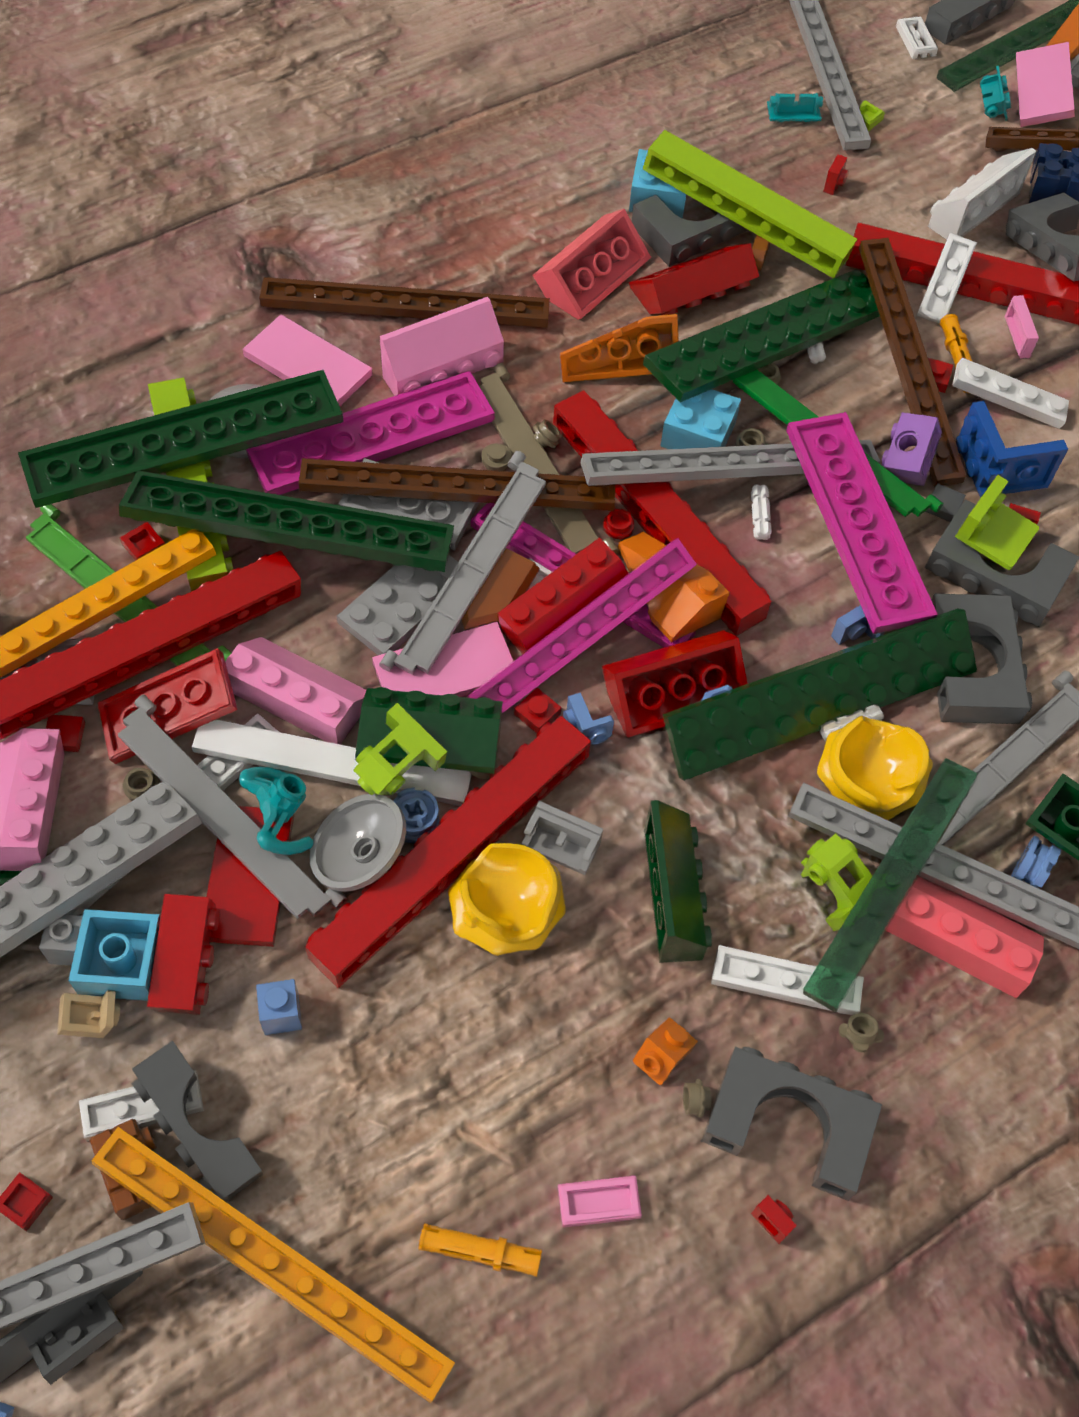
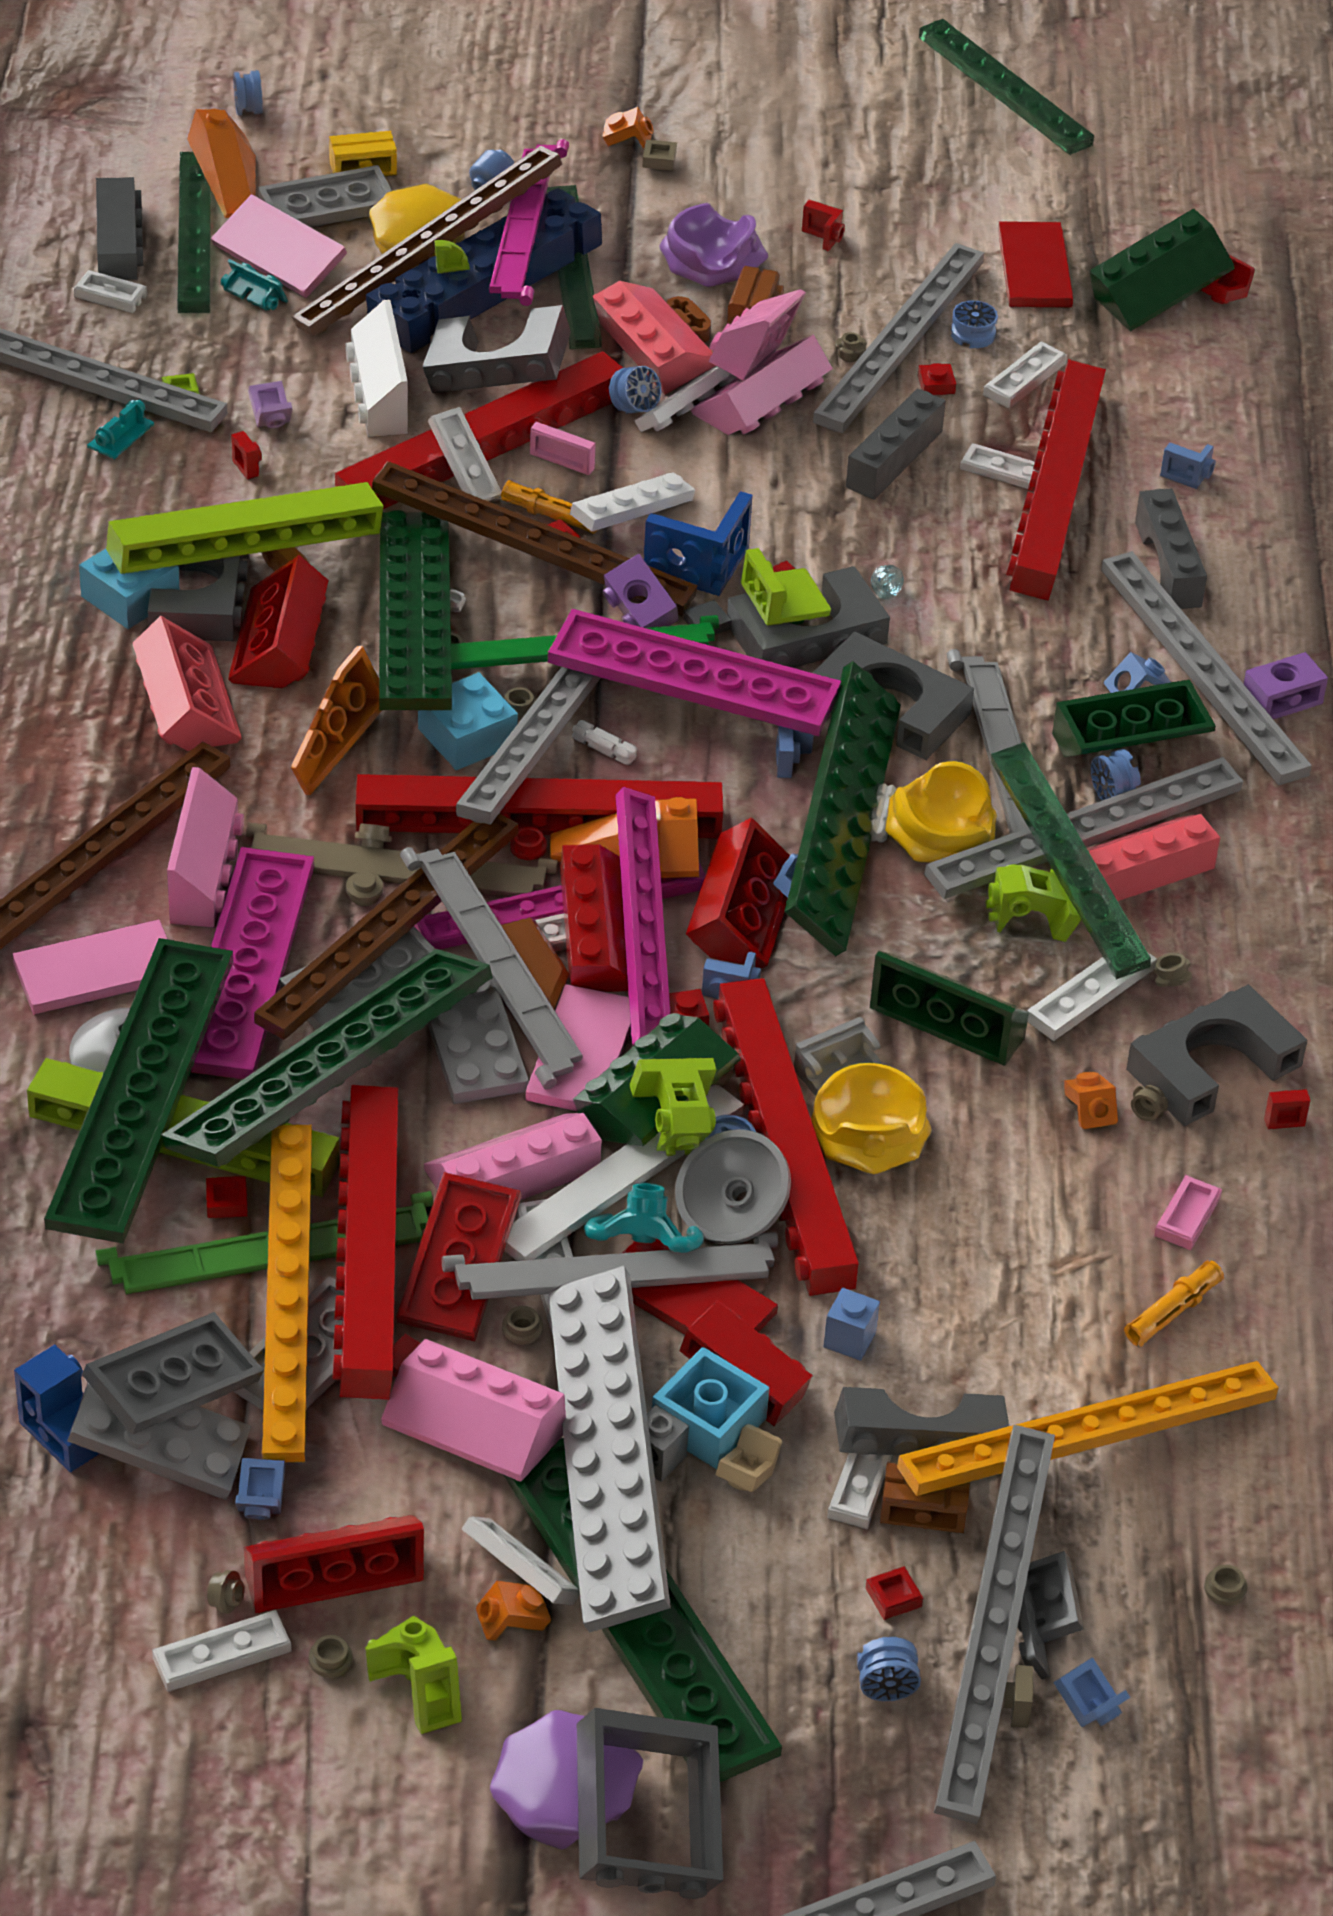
camera: 55 degrees left, 15 degrees down
(895, 160) = (270, 404): none -> lavender bracket

